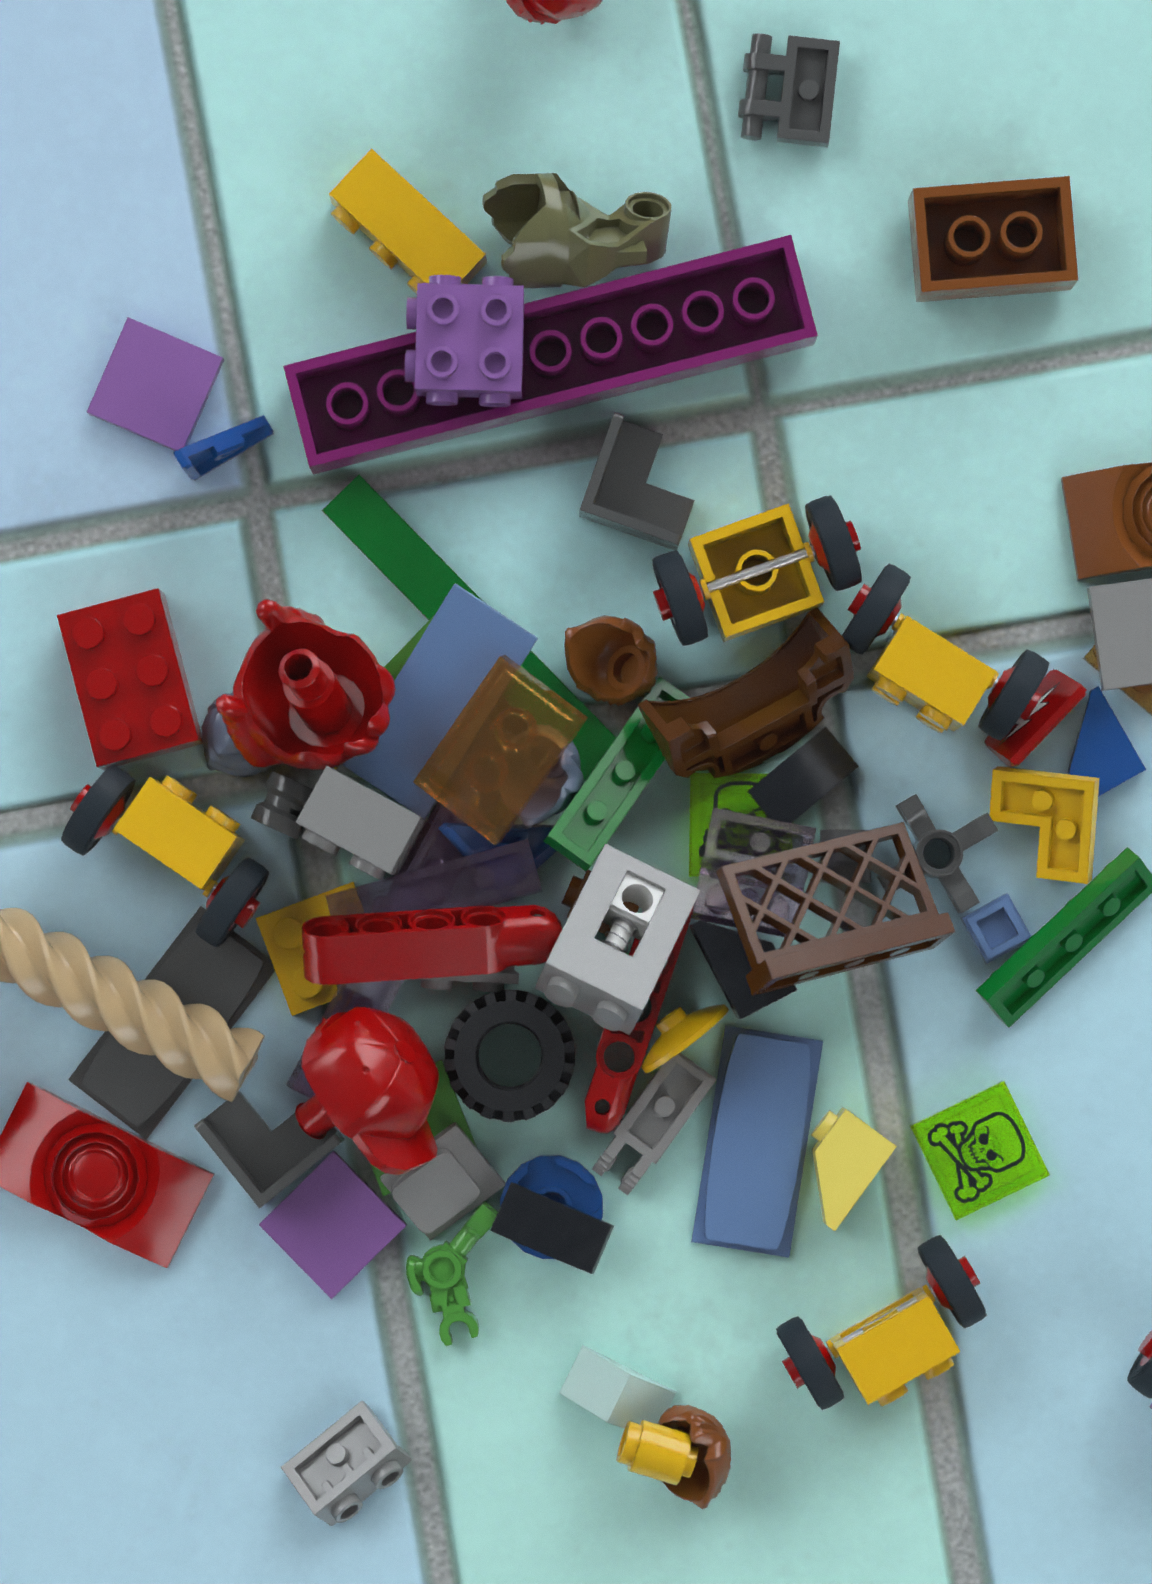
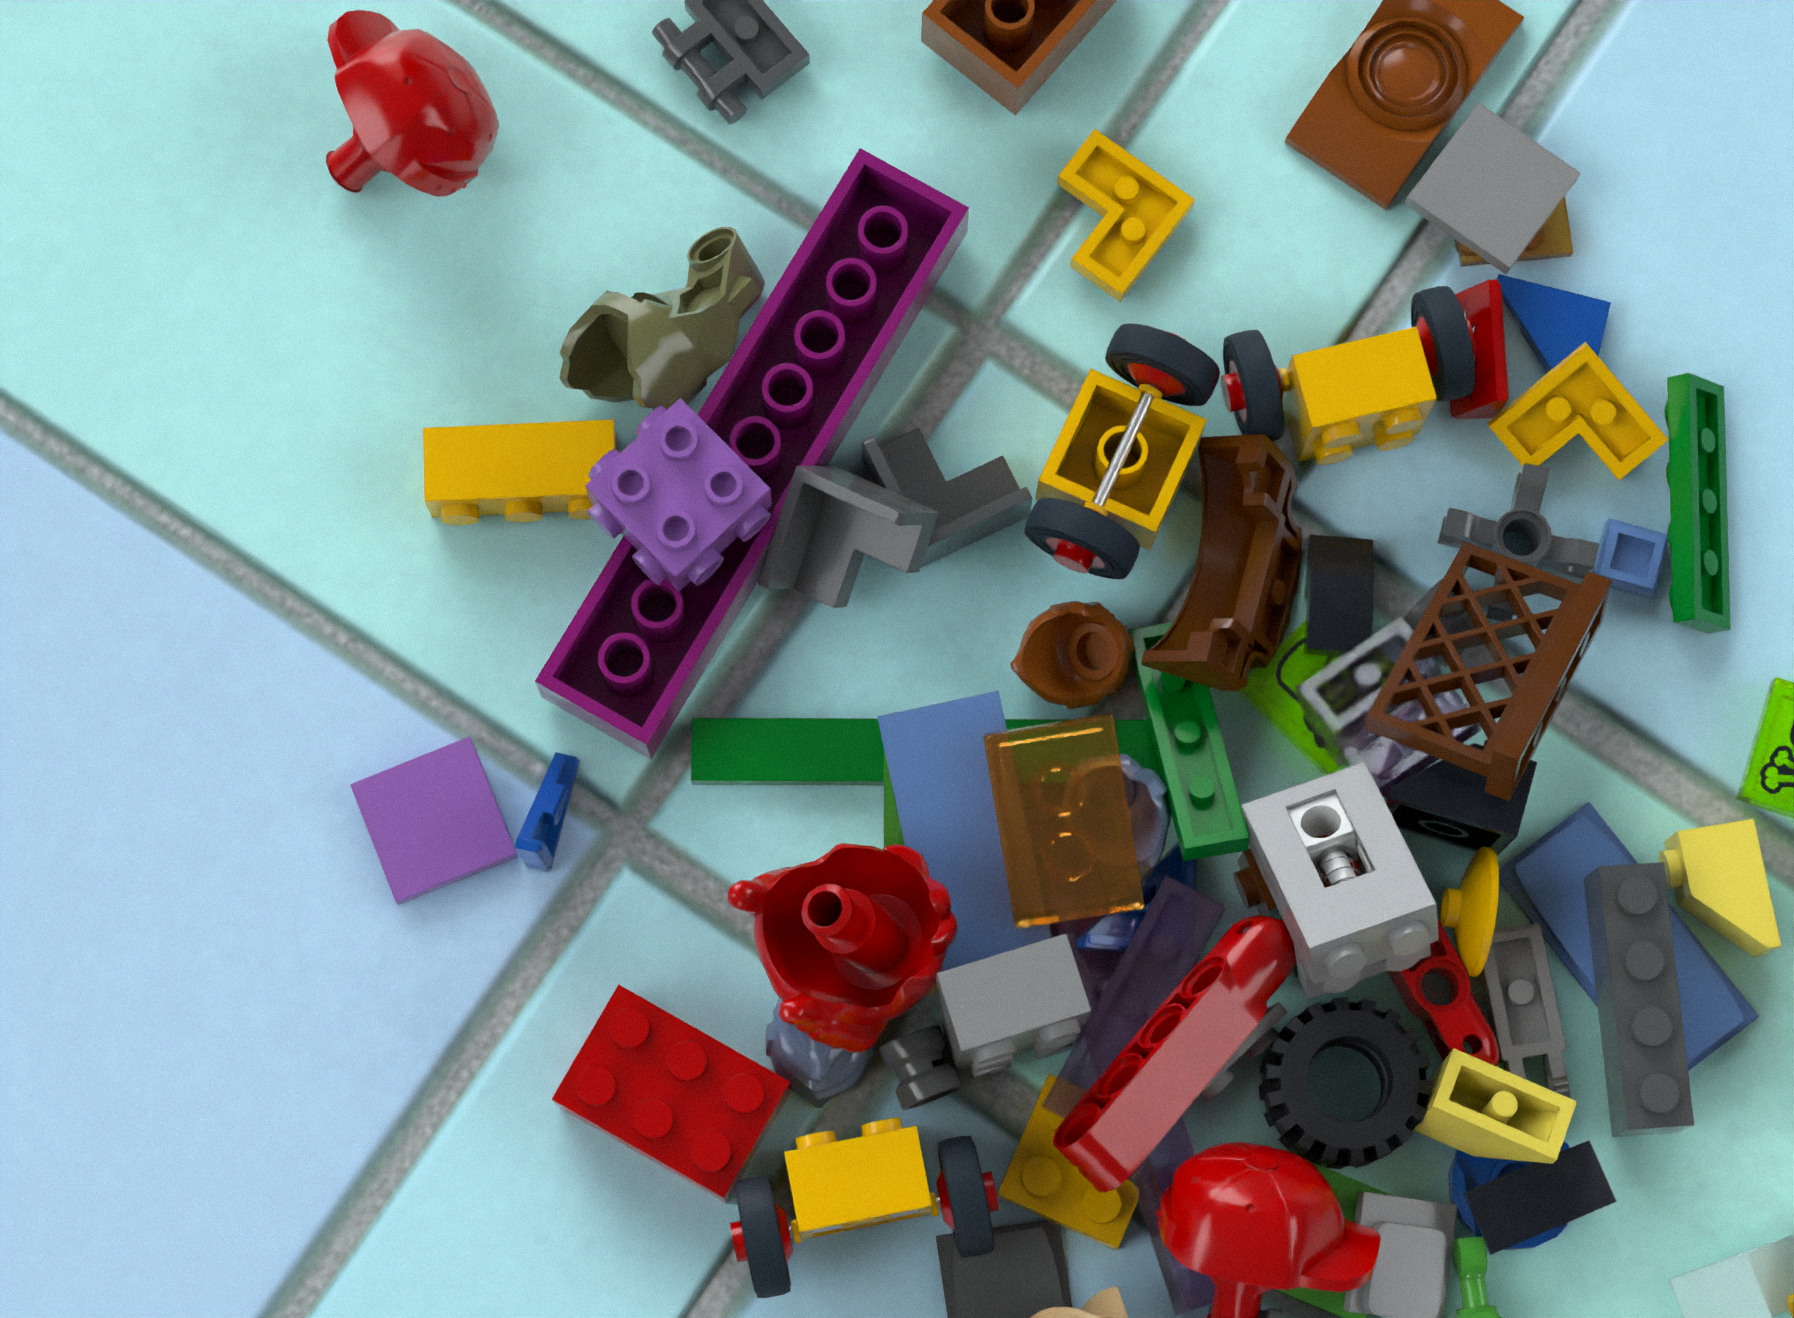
camera: 45 degrees left, 10 degrees down
(550, 444) = (831, 525): none -> dark grey panel
(573, 1157) = (1494, 1112): none -> light yellow slope
(722, 1178) = (1638, 1000): none -> dark grey brick
(925, 435) = (1136, 208): none -> yellow plate

